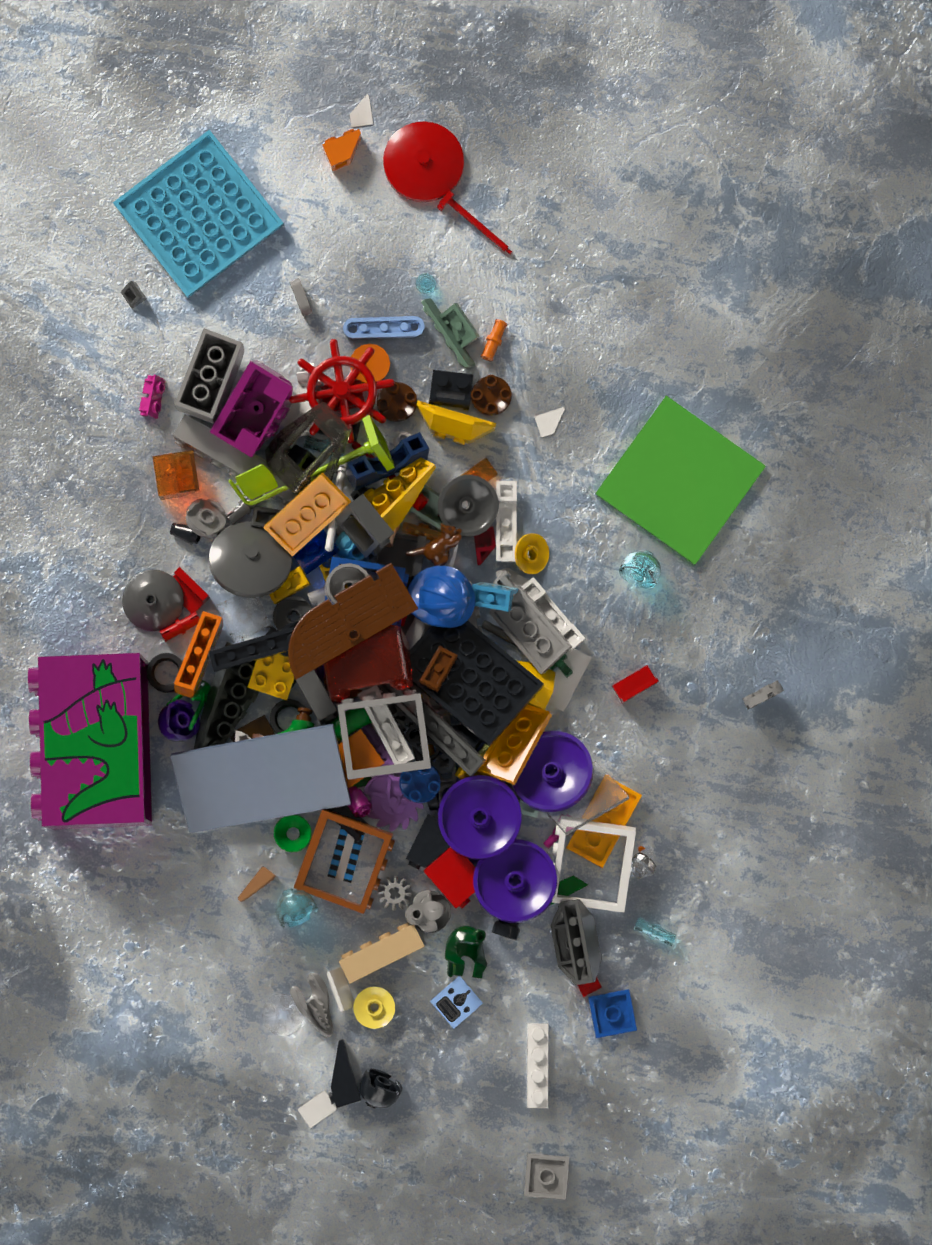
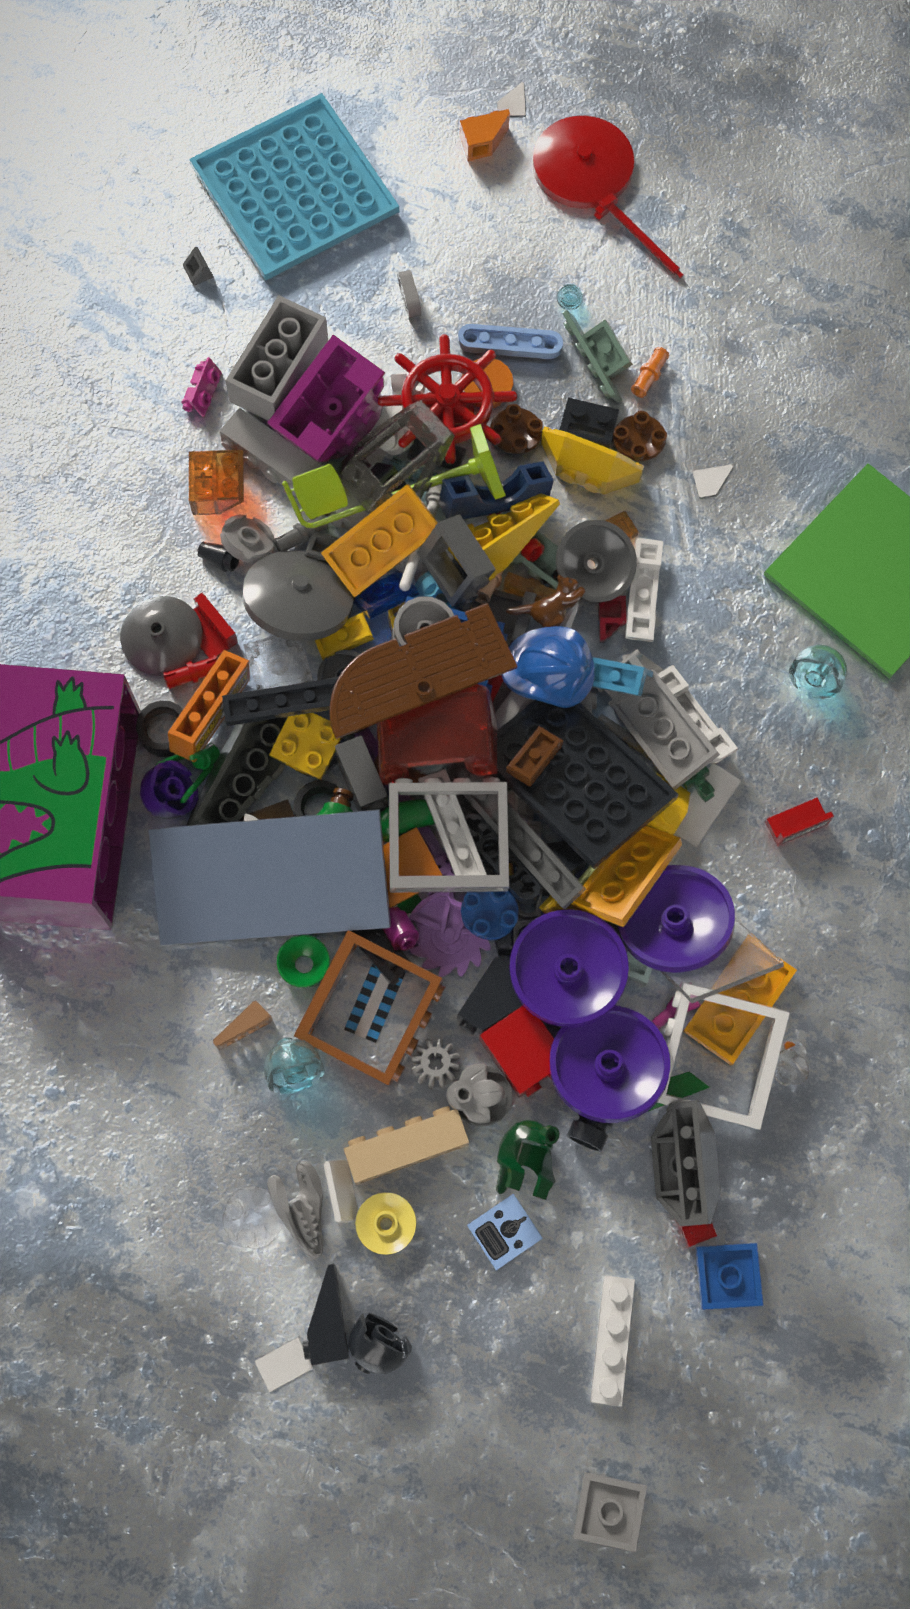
camera: 10 degrees right, 10 degrees down
(538, 553) = (674, 634): yellow dish -> none
(655, 931) = (800, 1165): clear light blue pin -> none

